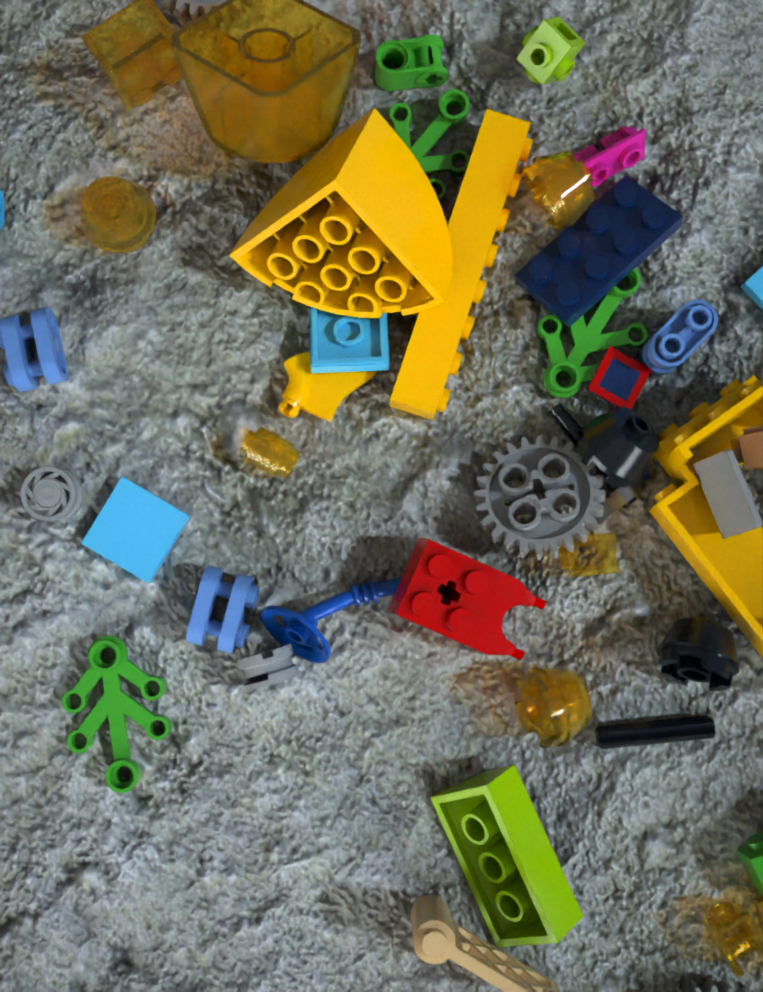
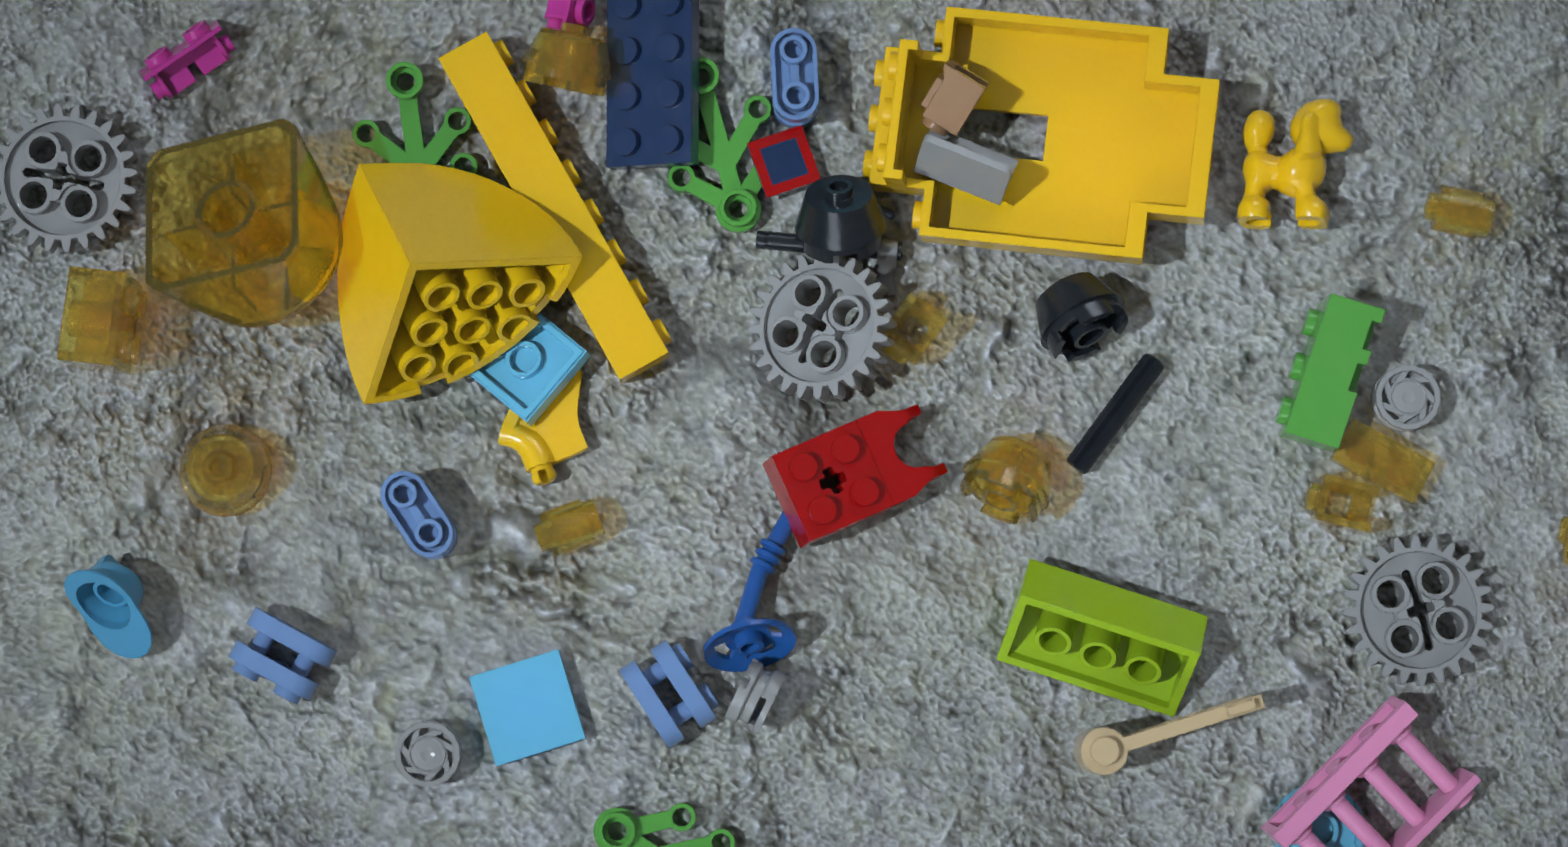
camera: 50 degrees left, 0 degrees up
(193, 354) = (419, 515): none -> medium blue brick
(414, 63) = (331, 79): bright green piece -> none

